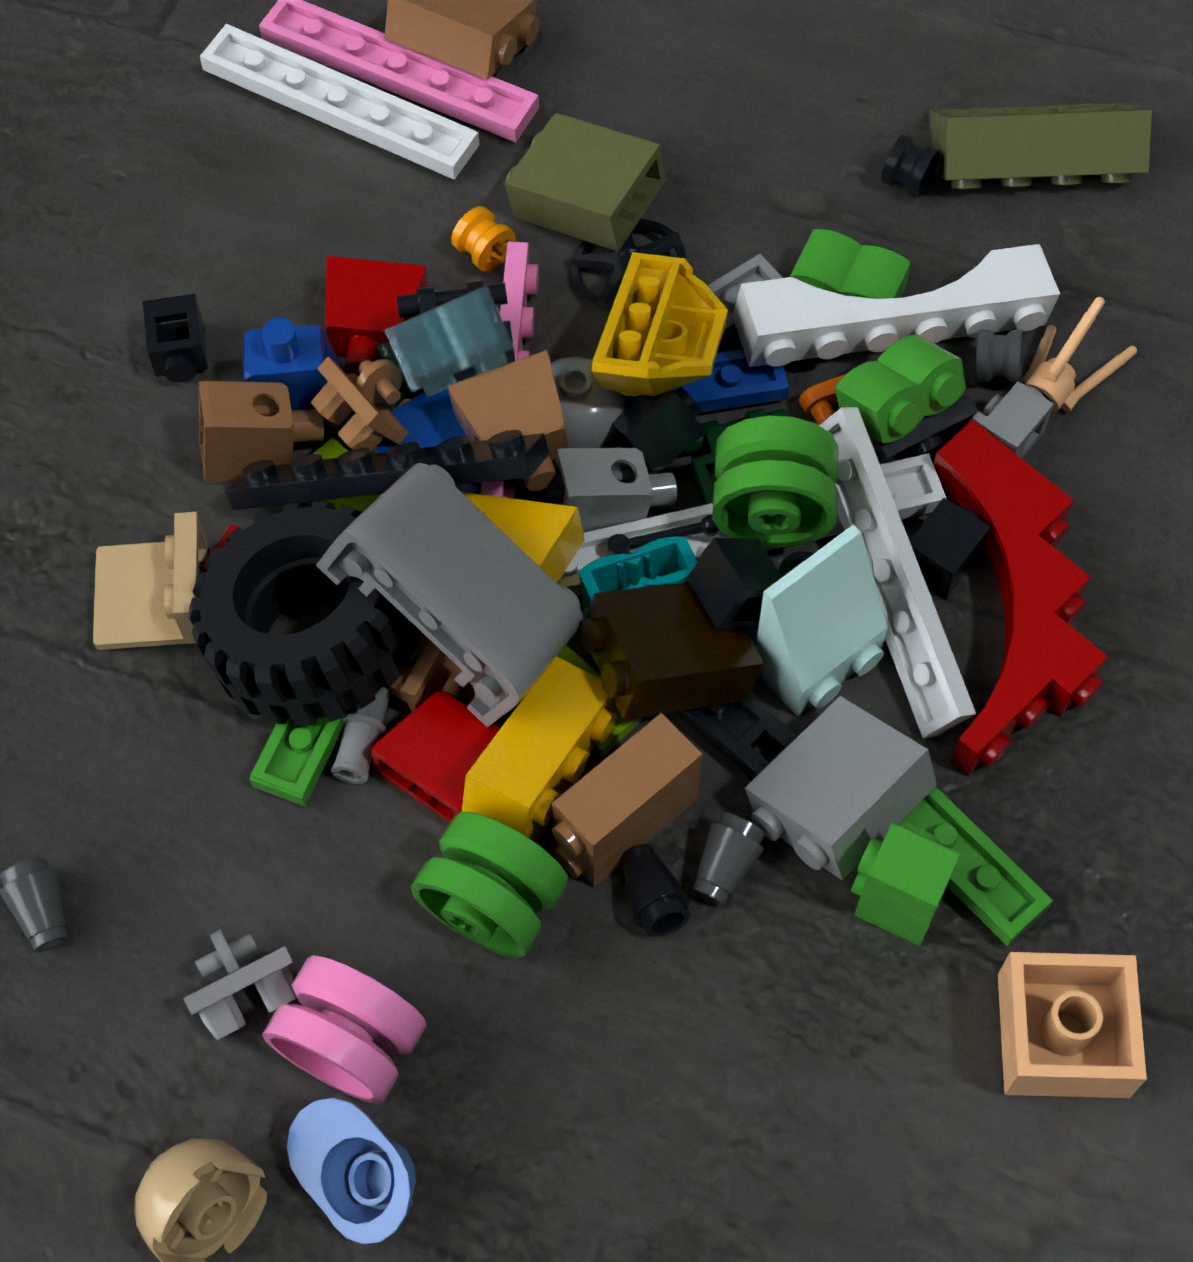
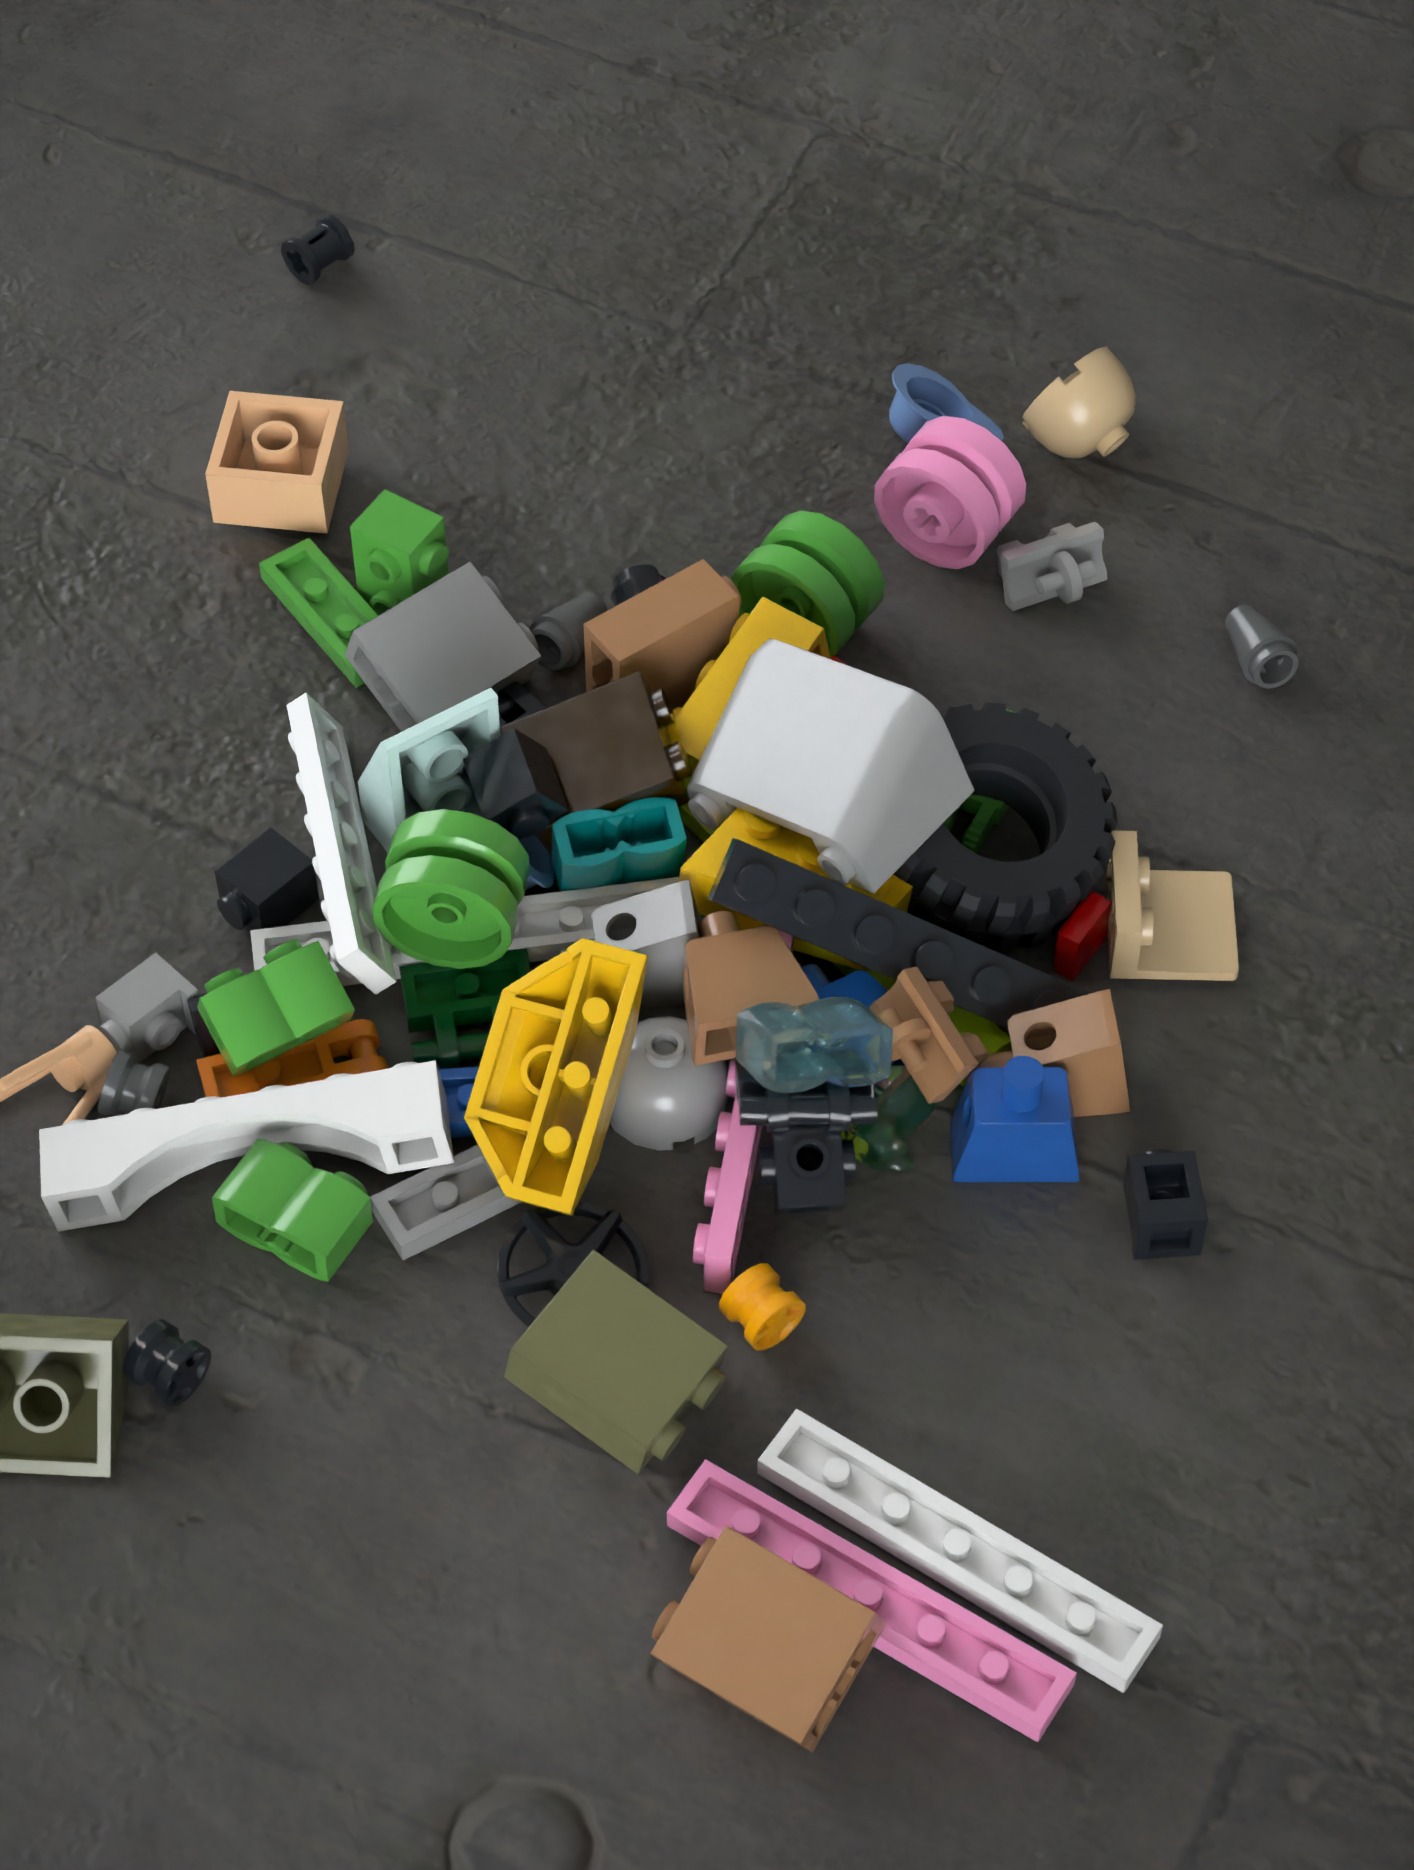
camera: 175 degrees left, 10 degrees down
(364, 304) = (912, 1220): red torso -> none
(621, 544) = (530, 910): black hinge -> none
(1038, 587) = (176, 831): red arch -> none

